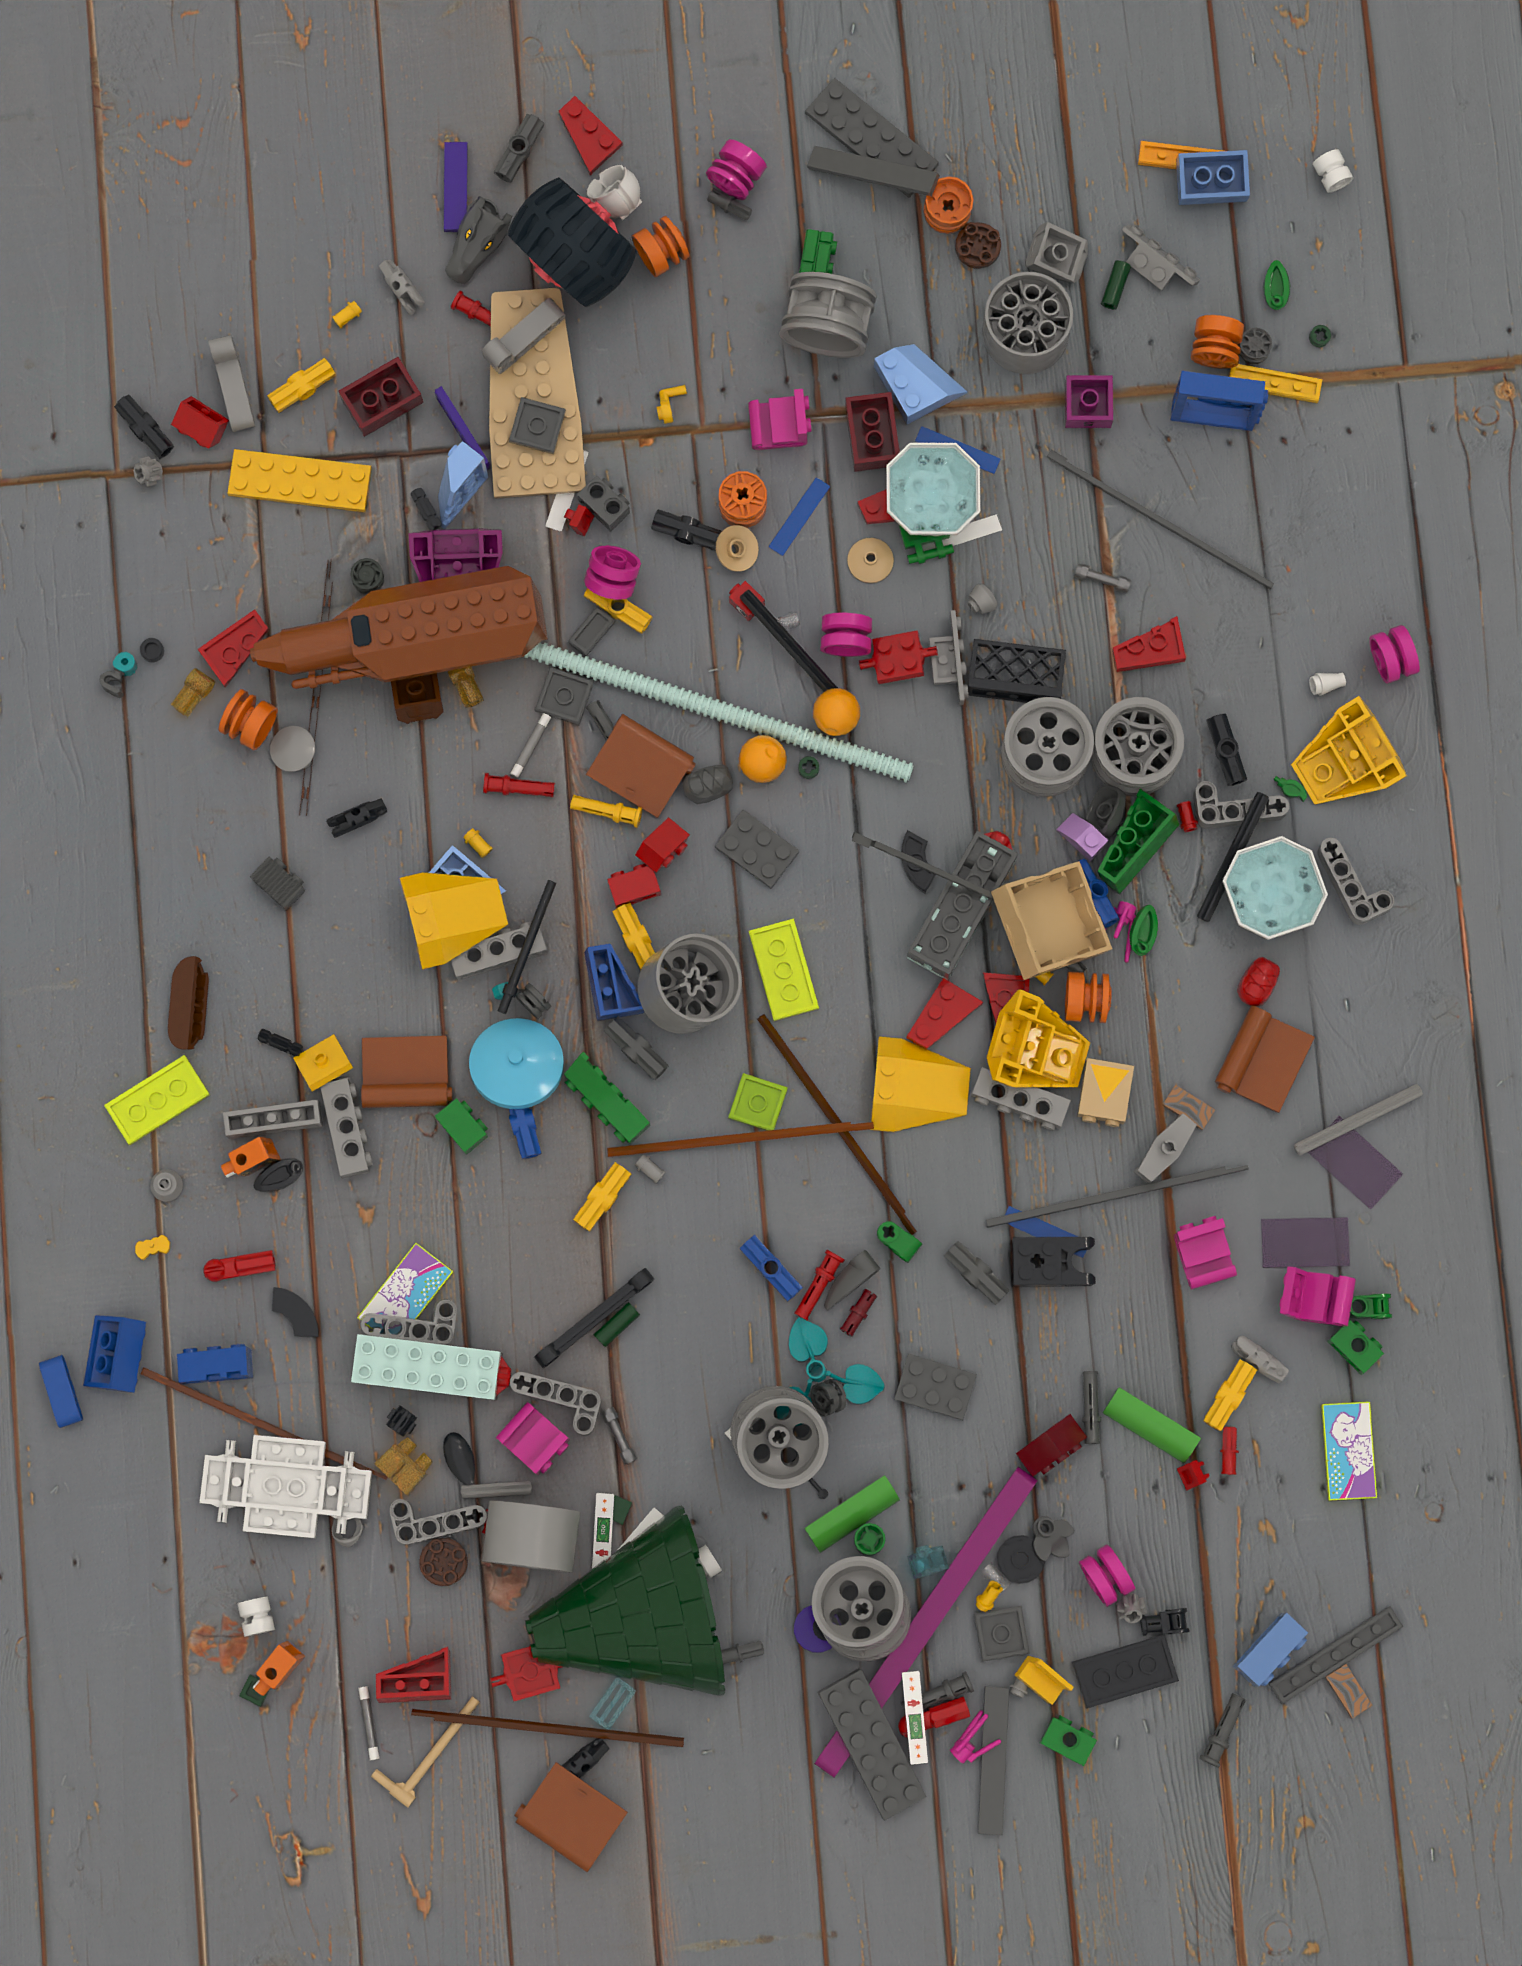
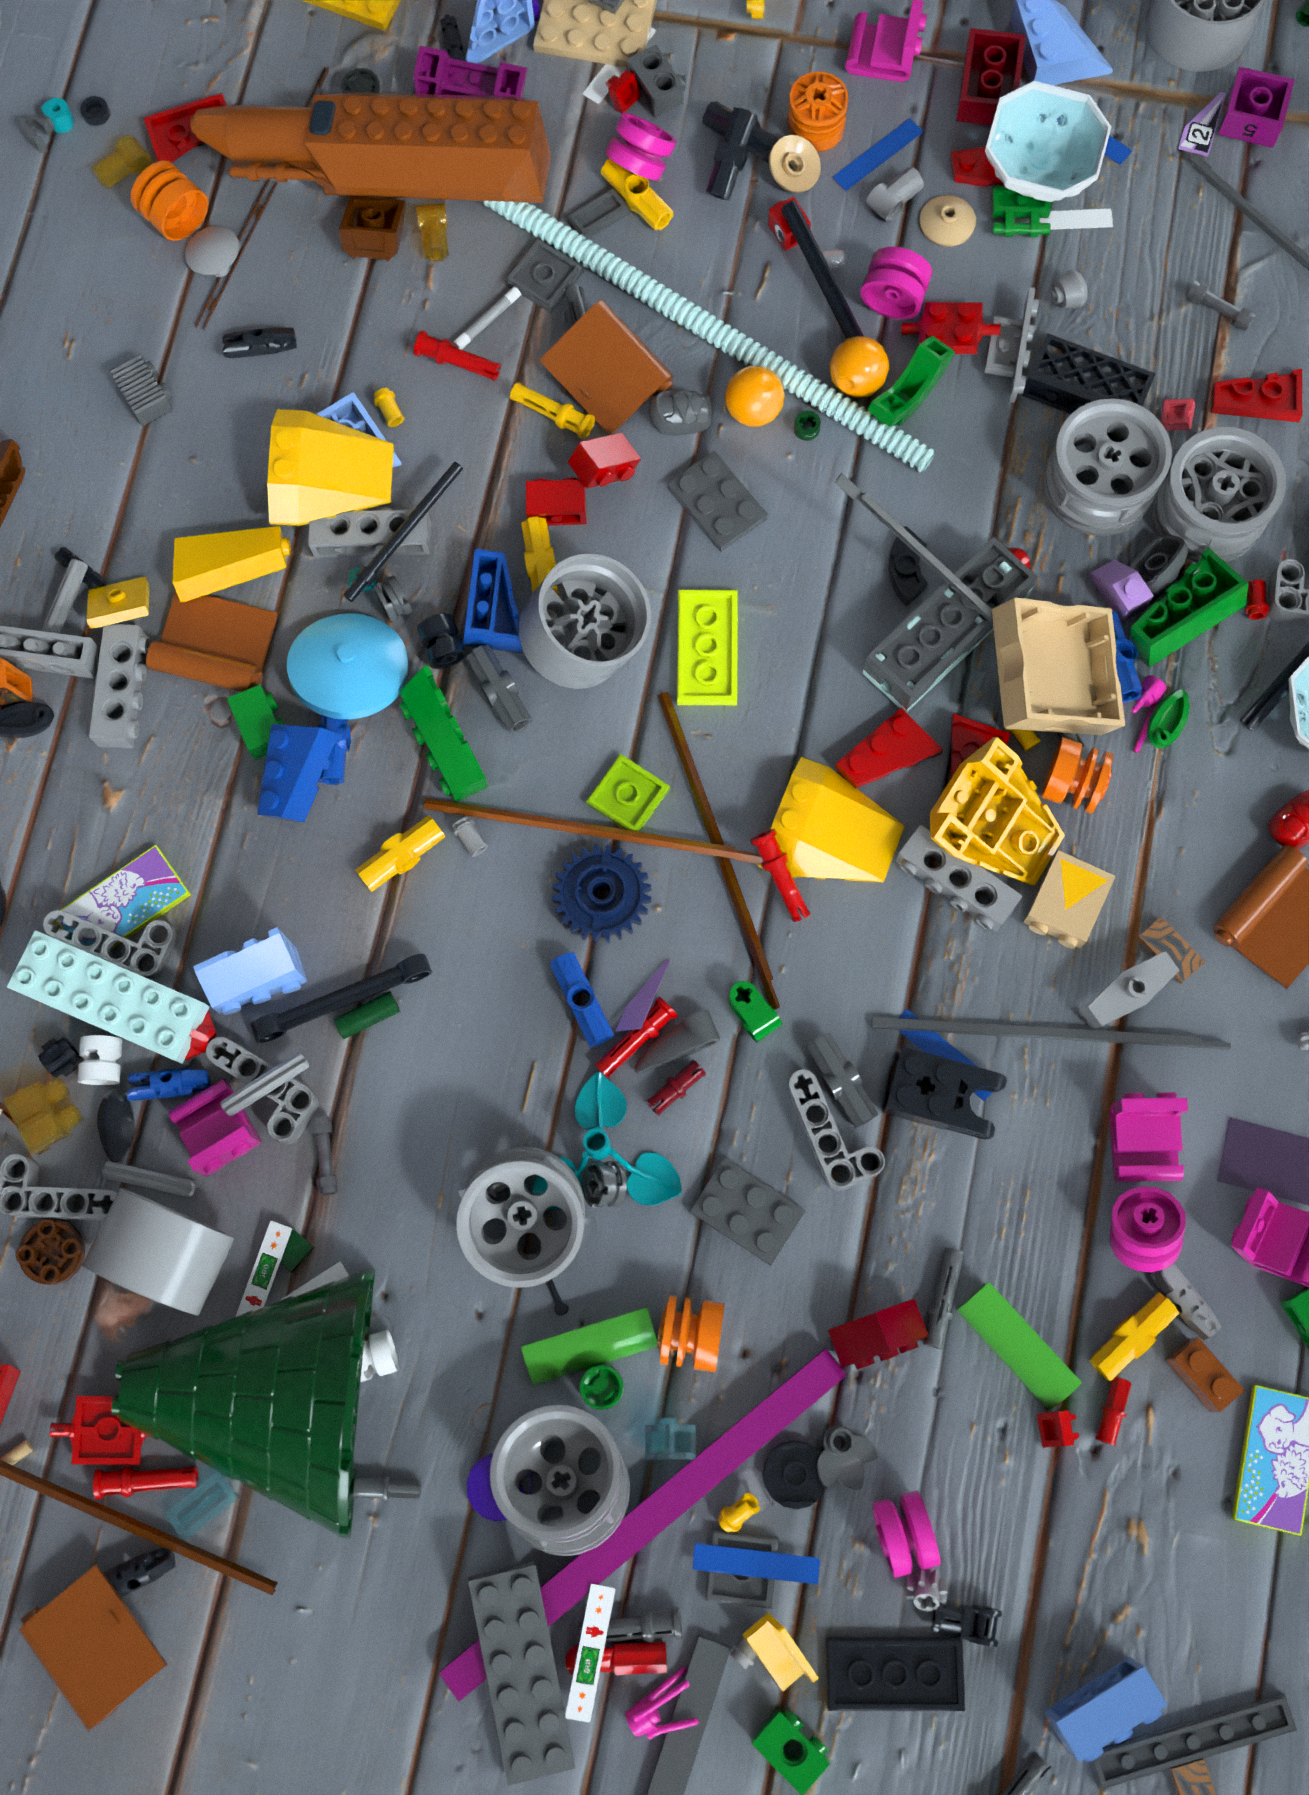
camera: 20 degrees right, 5 degrees down
(279, 1072) = (65, 596): none -> light grey axle
(394, 1005) = (226, 559): none -> yellow slope
(436, 1422) = (99, 1060): none -> white wheel
(487, 1417) = (167, 1083): none -> blue hinge
(505, 1158) = (293, 770): none -> blue wedge
(526, 1321) = (251, 974): none -> light blue wedge
(556, 1702) = (132, 1481): none -> red pin
(562, 1397) = (264, 1084): none -> light grey axle
(581, 1024) = (441, 641): none -> black wheel
(685, 556) = (731, 153): none -> black piece
(762, 1166) = (601, 871): none -> dark blue gear
(814, 1261) = (639, 1006): none -> lavender sticker
(820, 556) = (890, 198): none -> light grey piece
(881, 715) = (914, 384): none -> green arch
(883, 1126) = (775, 862): none -> red pin
(921, 1483) = (691, 1333): none -> orange wheel
(977, 1311) = (828, 1128): none -> light grey beam
(1010, 1626) = (756, 1563): none -> blue sticker
(1050, 426) = (1200, 131): none -> sticker
(1091, 681) = (1177, 414): none -> coral tile
(1219, 1318) = (1147, 1229): none -> dark pink wheel
(1284, 1407) = (1204, 1375): none -> dark orange brick

